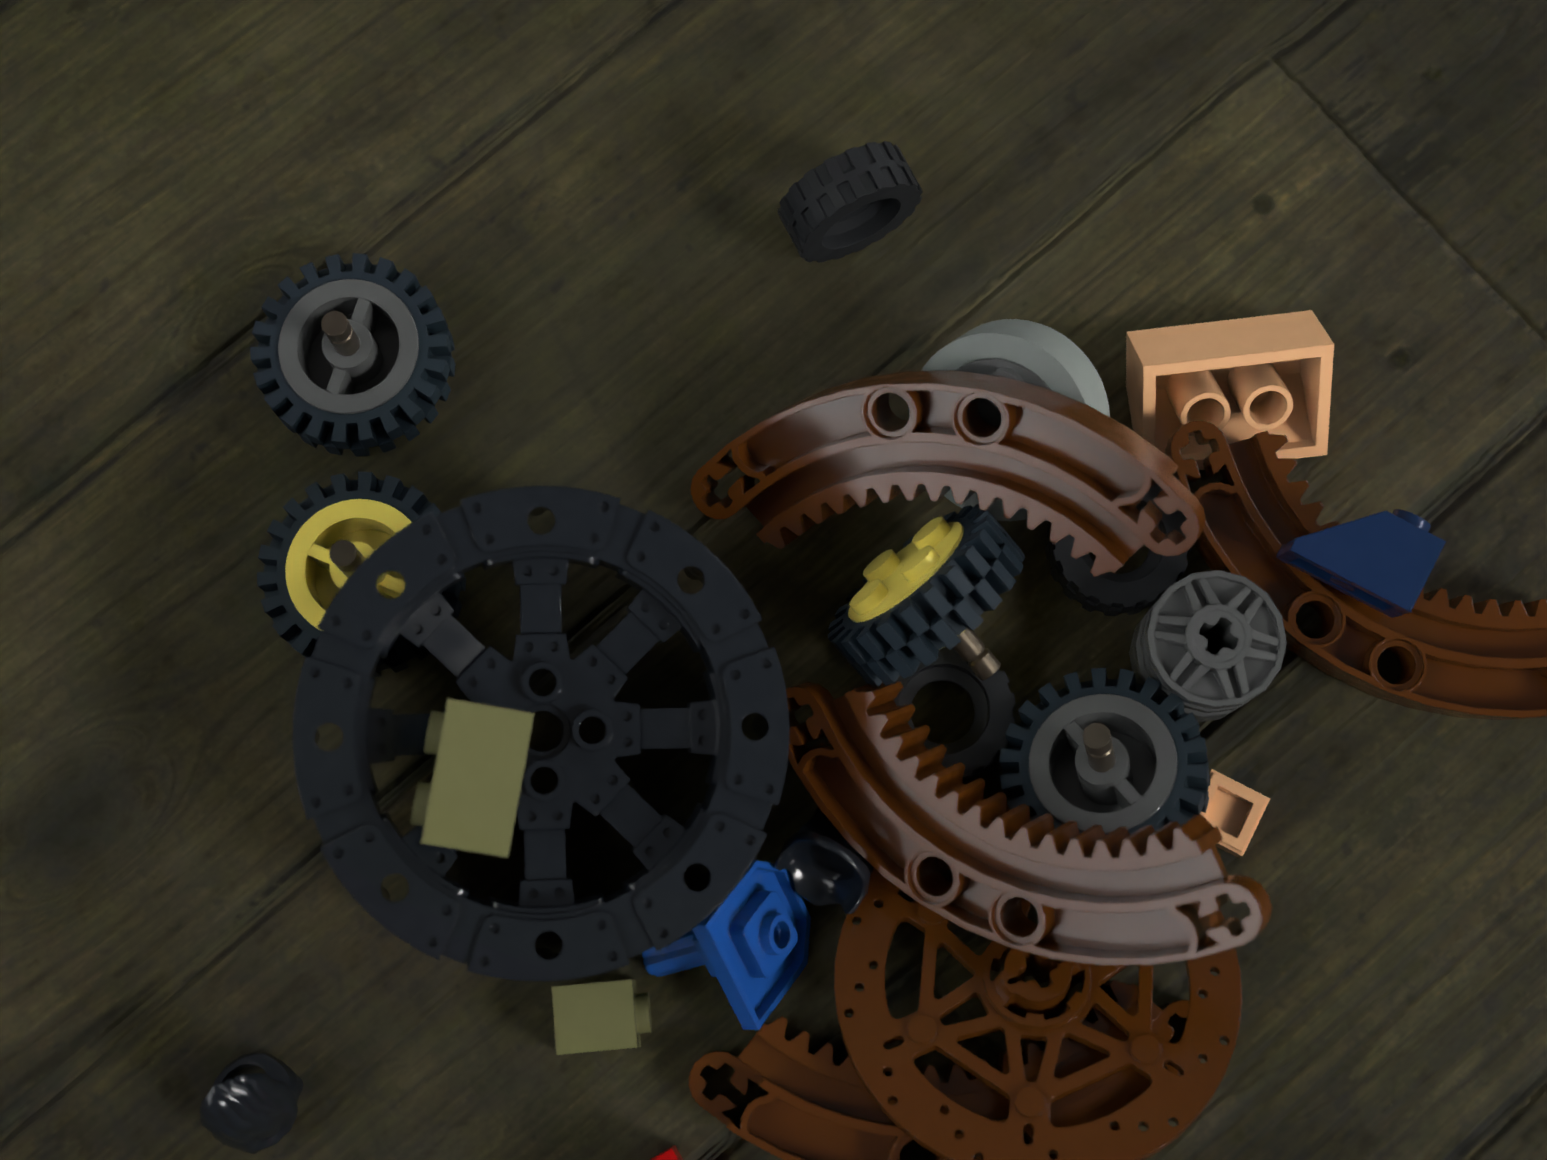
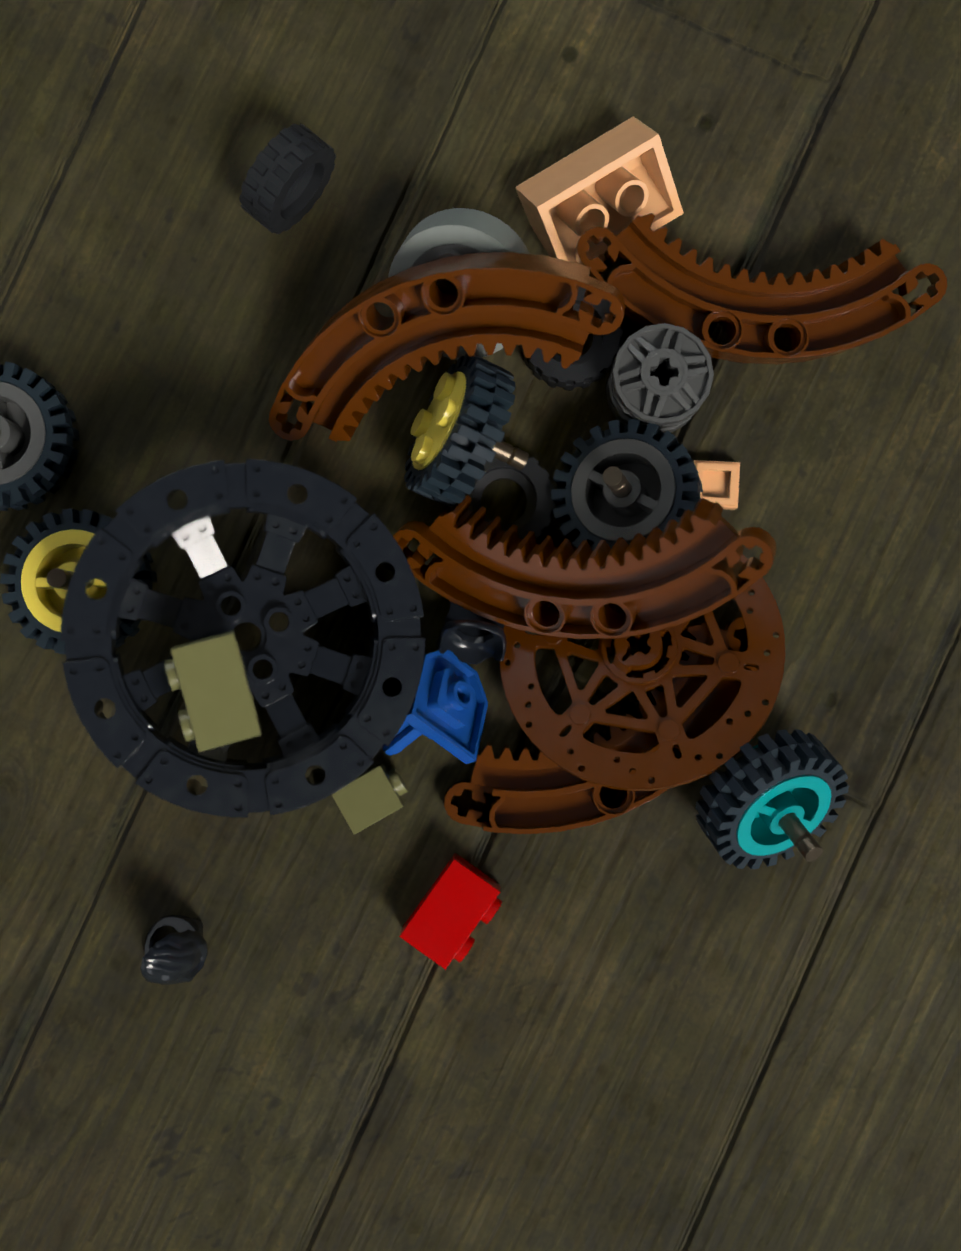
camera: 25 degrees left, 10 degrees up
(1371, 559) = (744, 273): dark blue slope -> none

